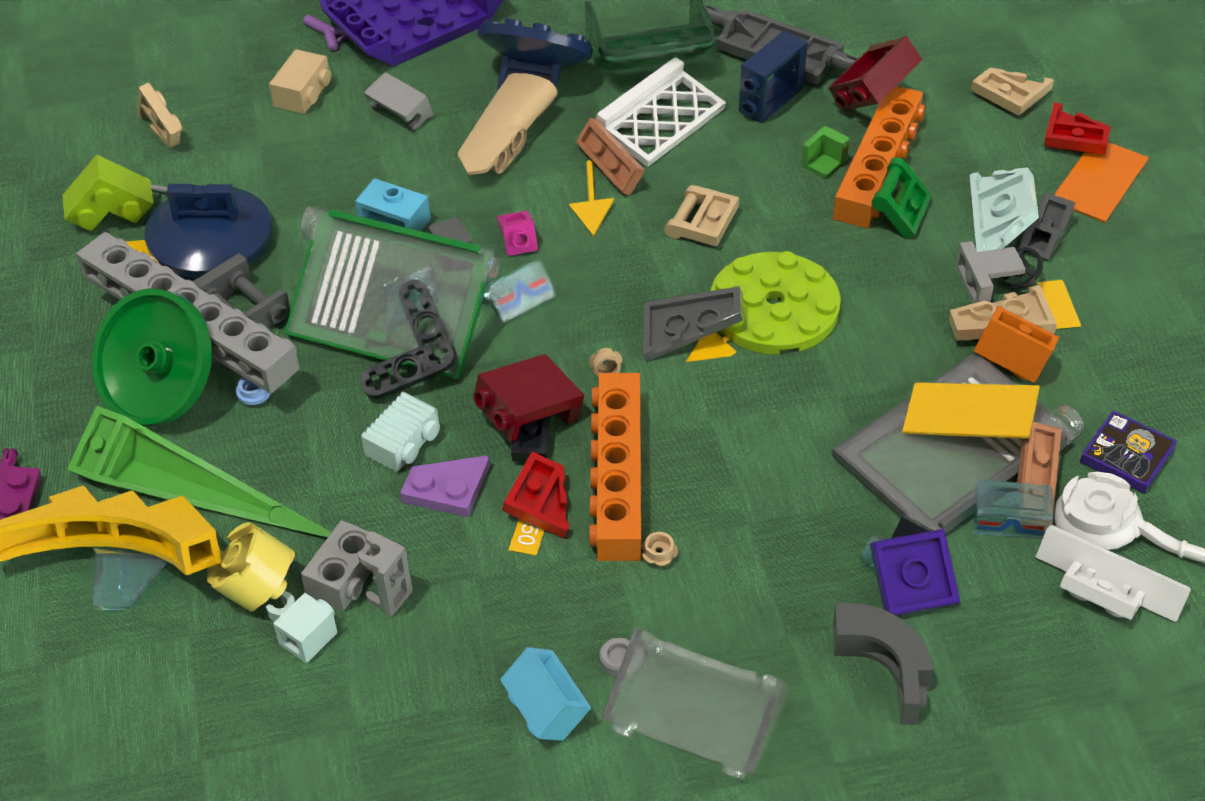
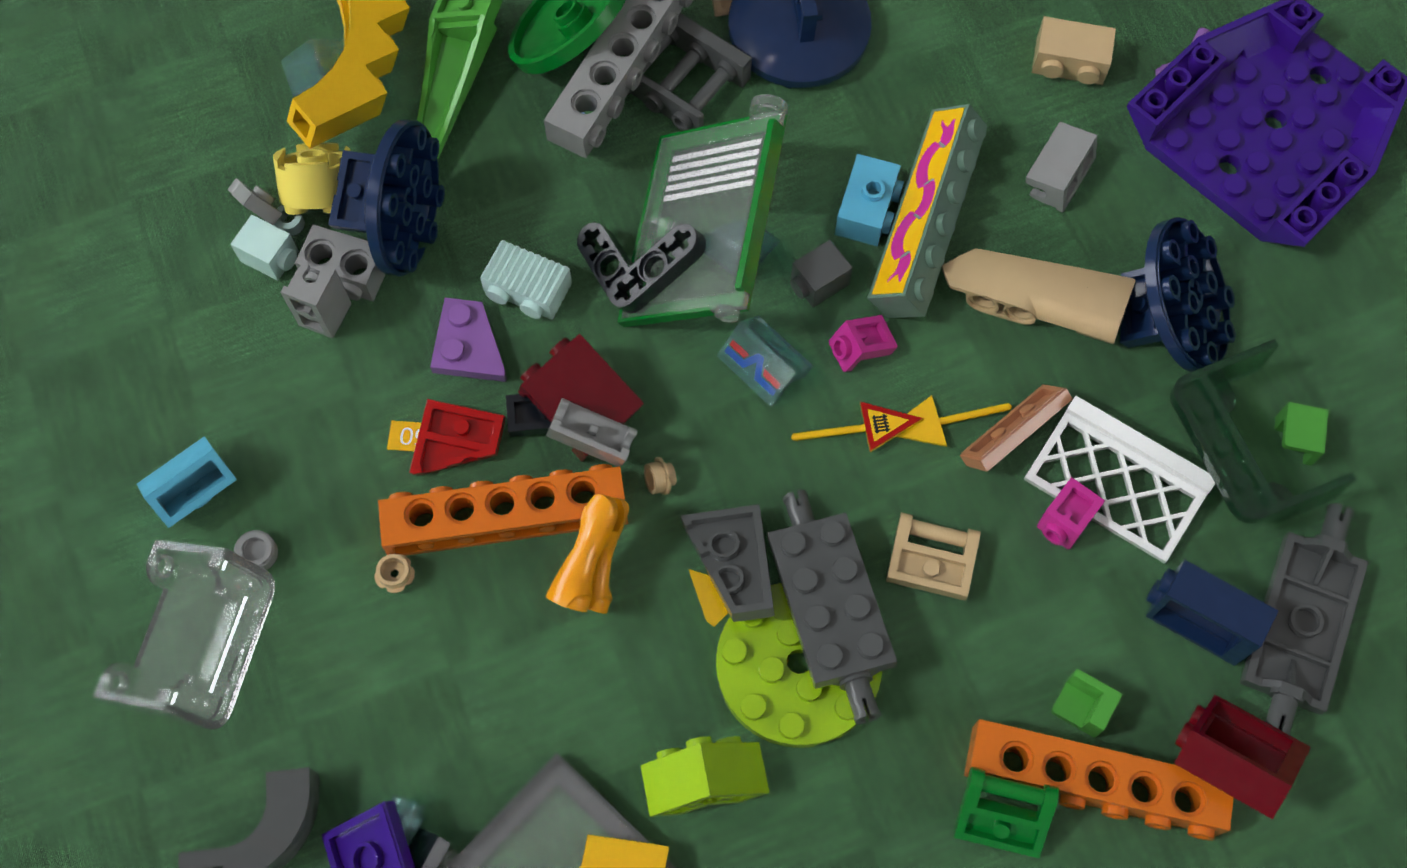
camera: 80 degrees right, 20 degrees up
(257, 622) = (255, 200): none -> light grey plate
(304, 486) = (392, 196): none -> dark blue bracket
(418, 172) = (928, 212): none -> brick
(571, 379) = (591, 433): none -> light grey hinge
(587, 232) = (879, 424): none -> piece
(645, 17) = (1303, 430): none -> bright green panel
(686, 136) = (1069, 514): none -> dark pink bracket
(689, 402) = (585, 573): none -> light orange piece
(734, 261) = (832, 604): none -> dark grey plate
(865, 354) = (704, 775): none -> lime brick

